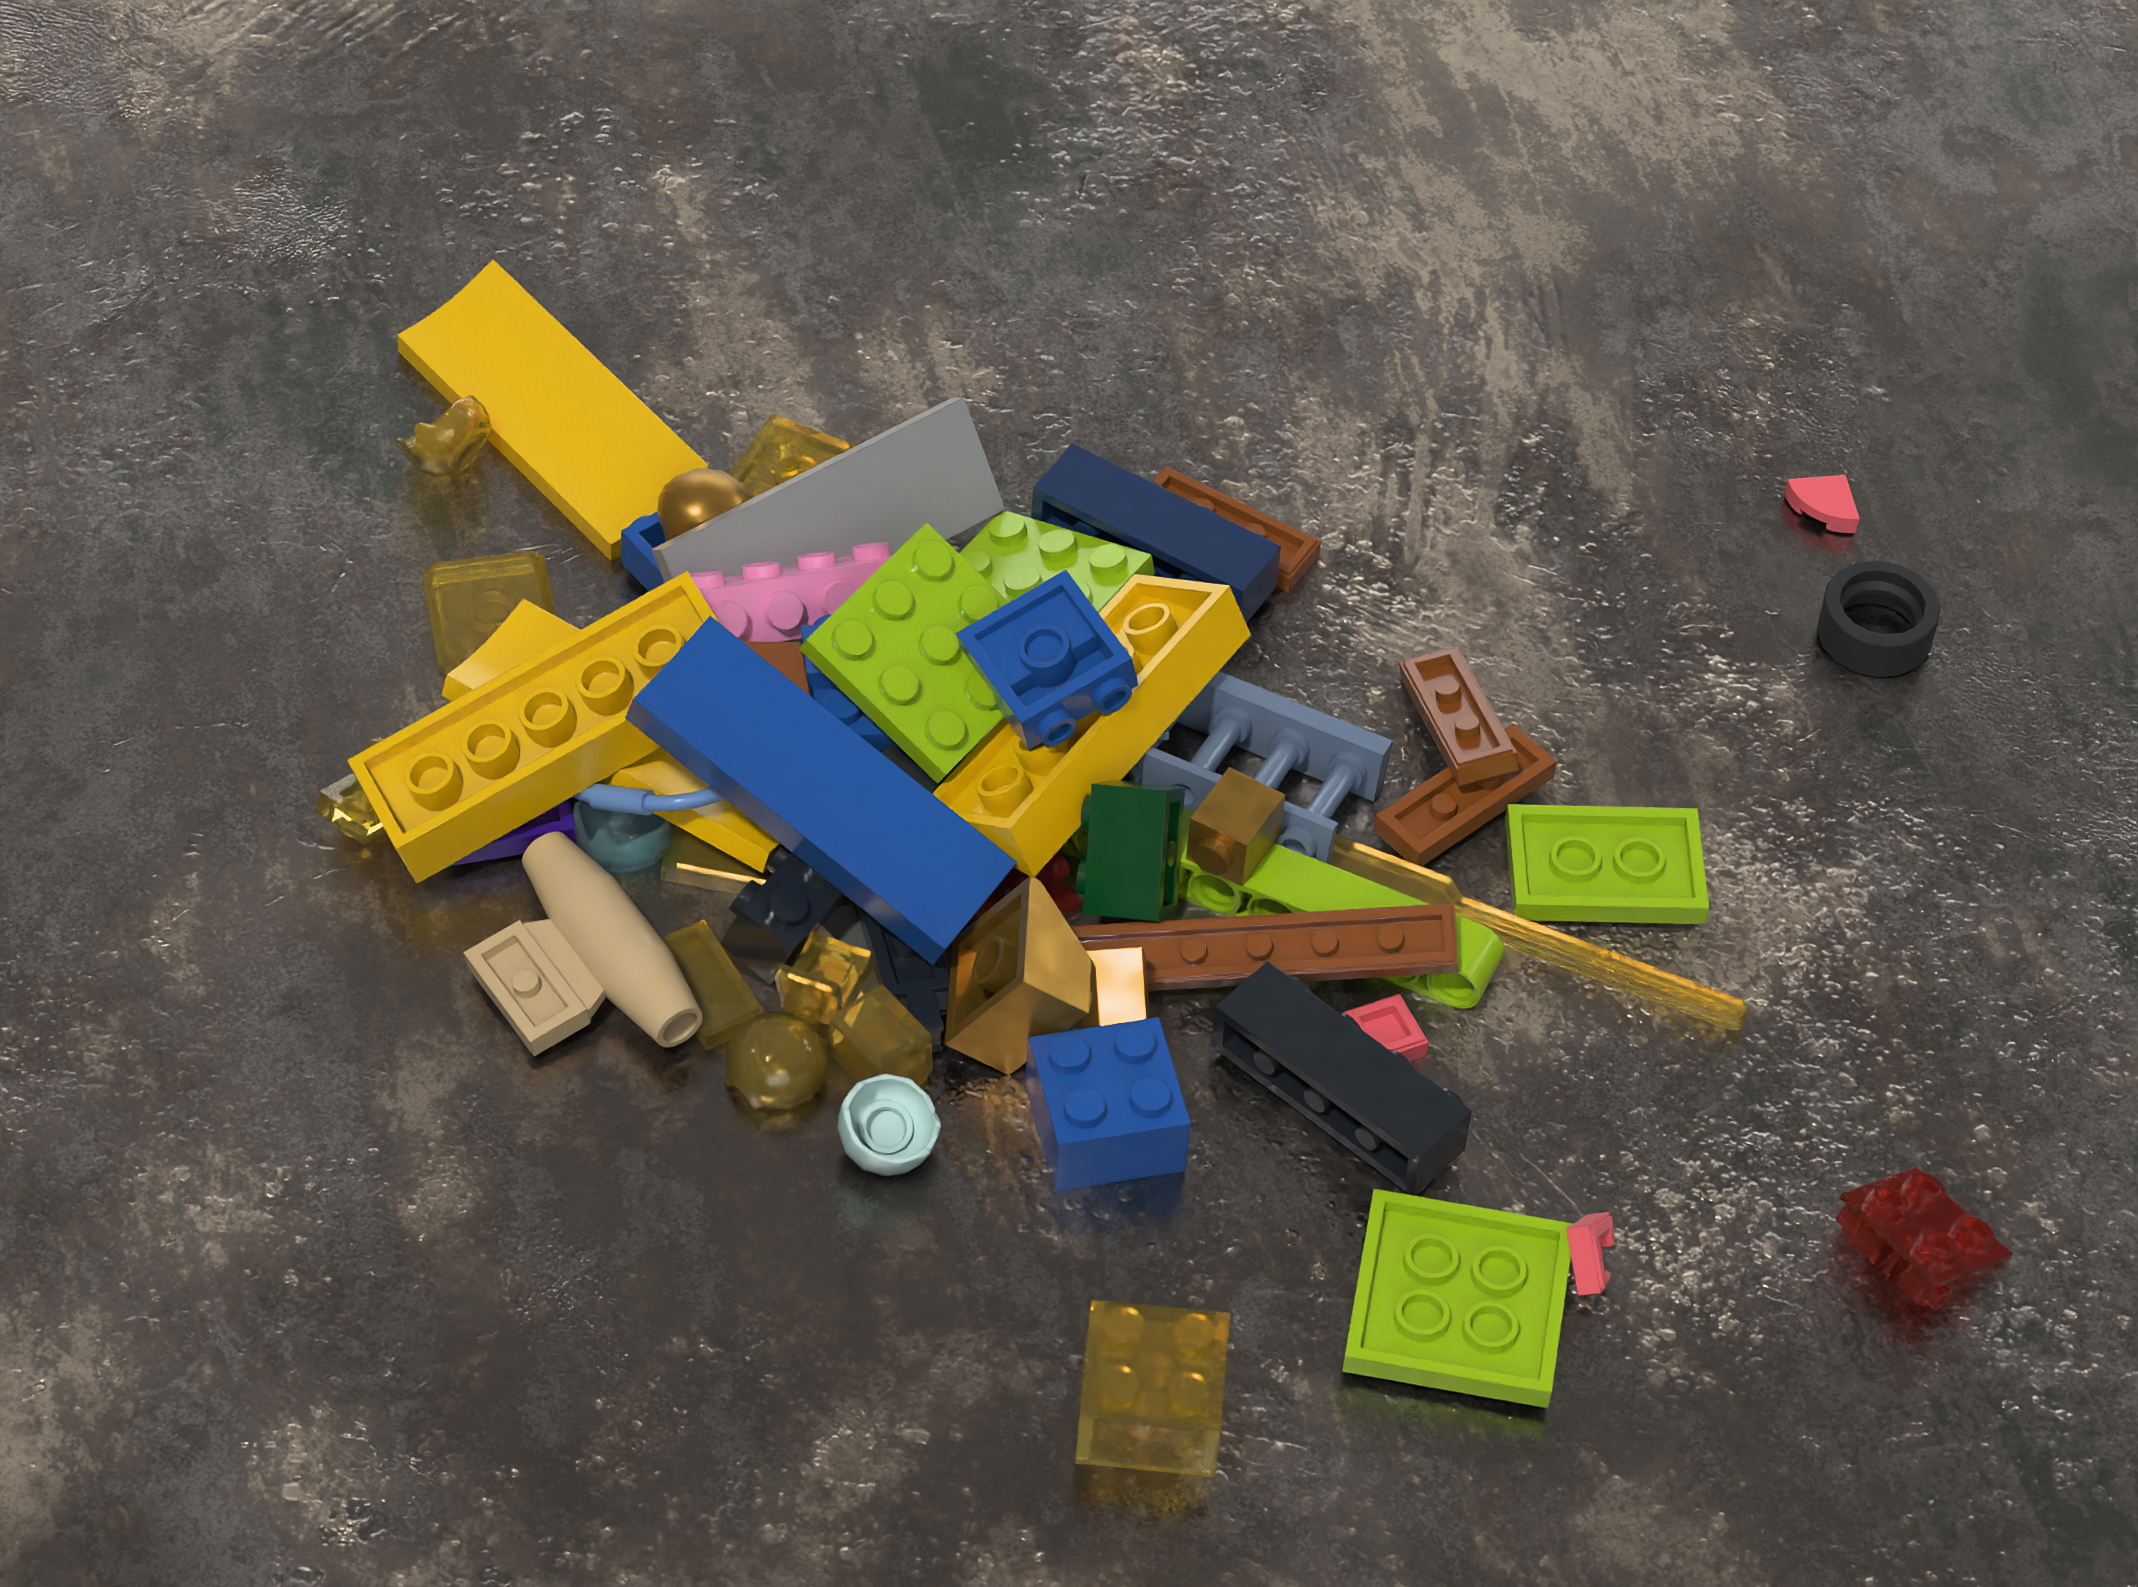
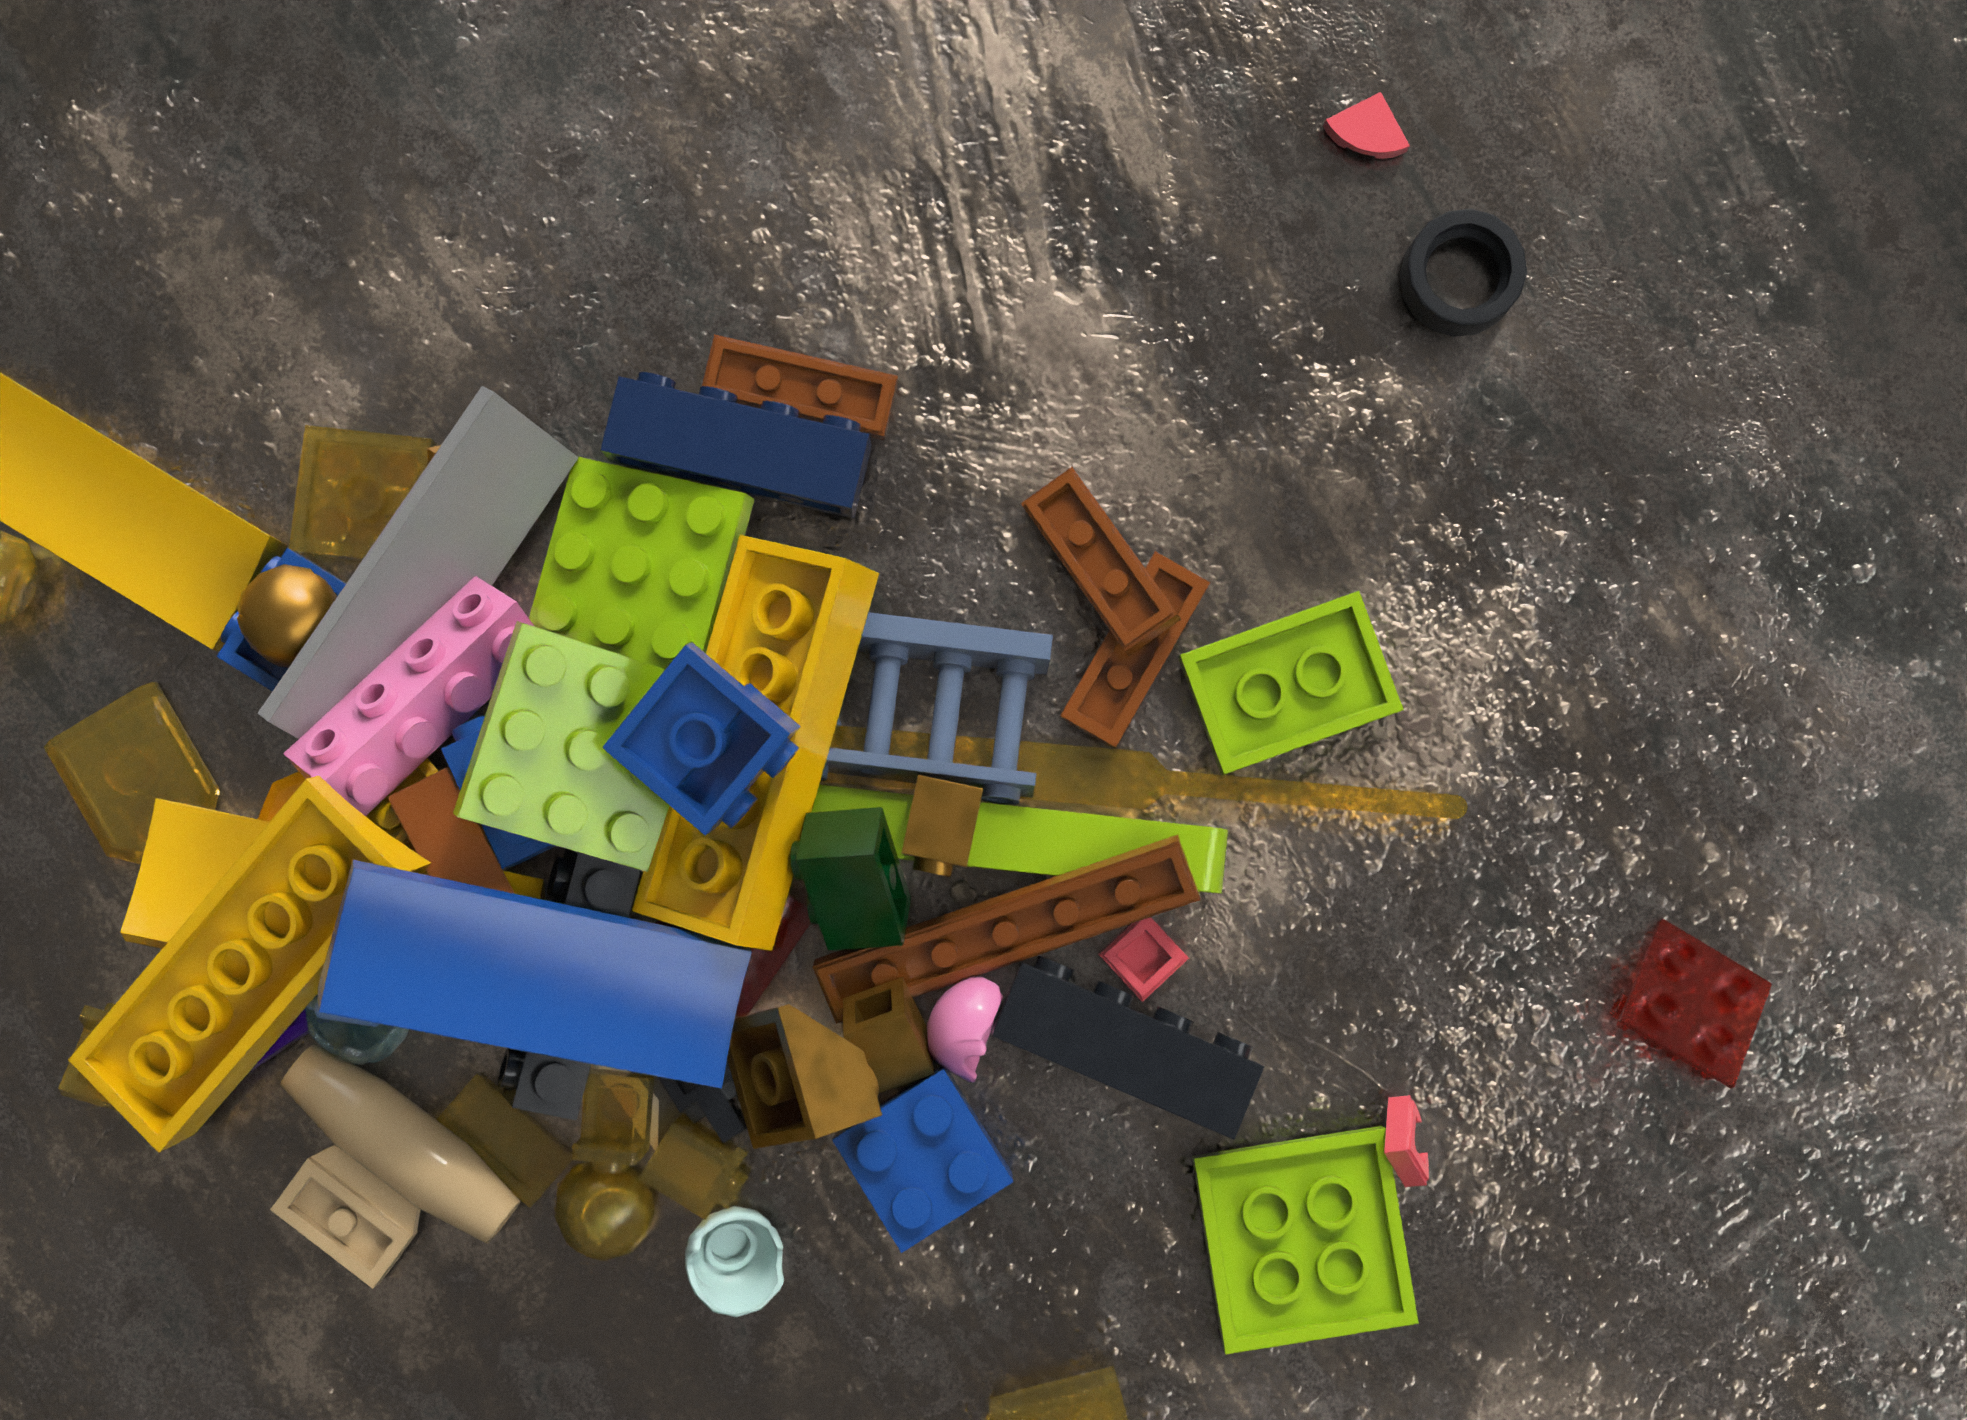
camera: 20 degrees left, 35 degrees up
(1188, 1009) = (962, 1025): none -> bright pink hair

